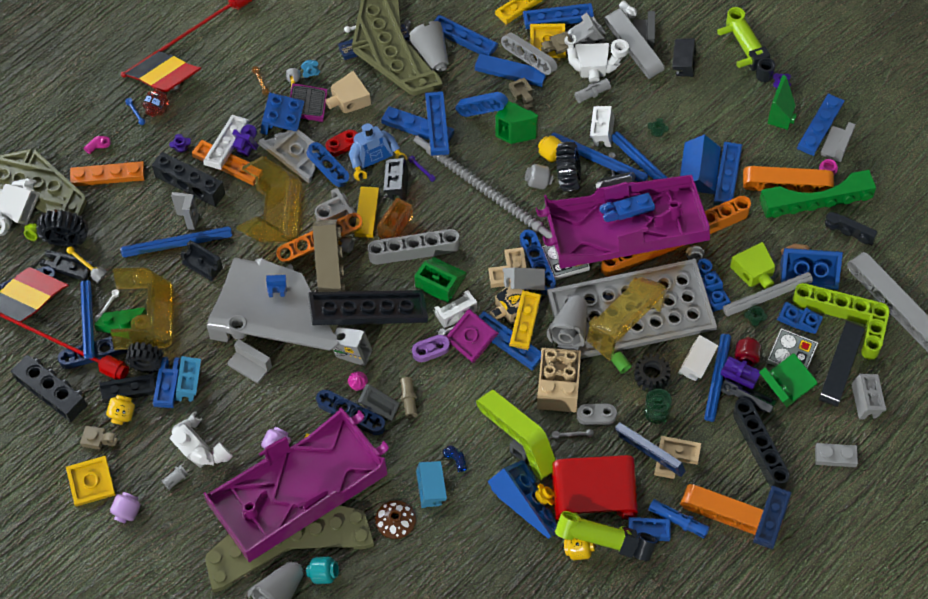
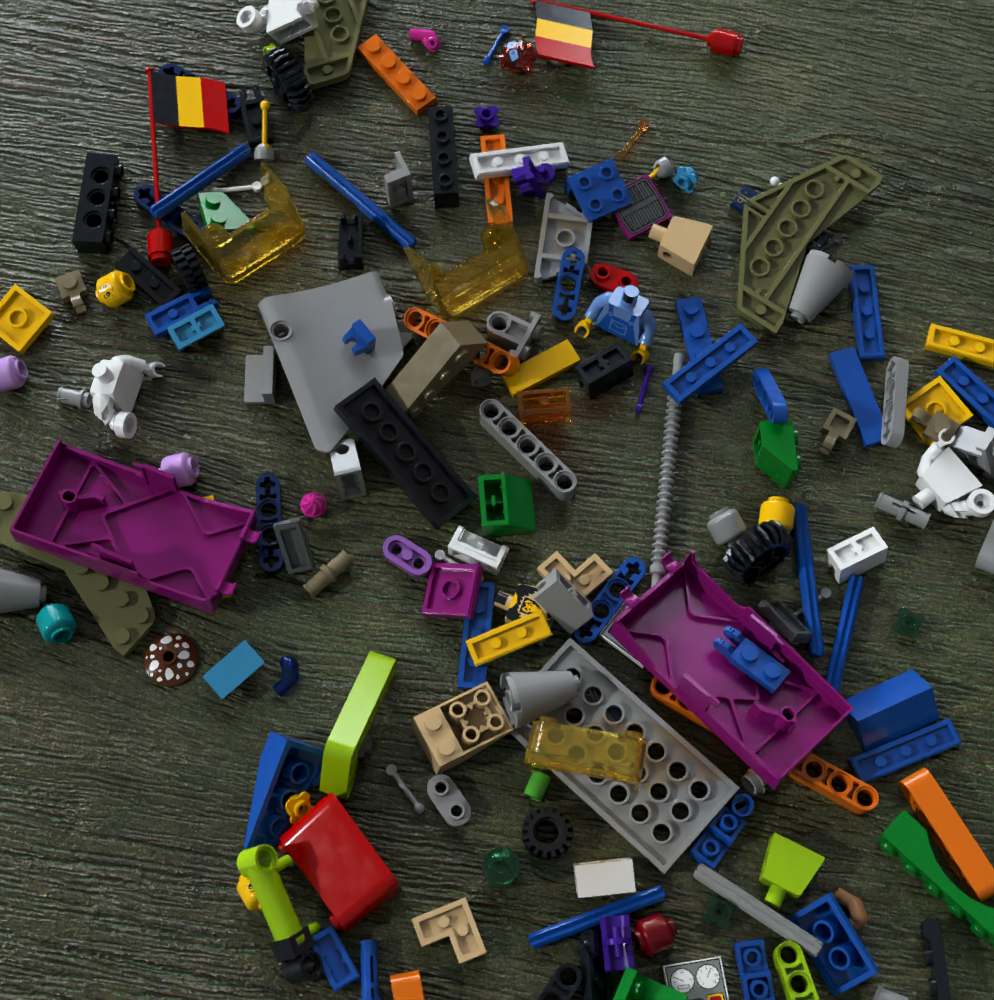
camera: 55 degrees right, 10 degrees up
(650, 449) = (432, 896): tile -> none

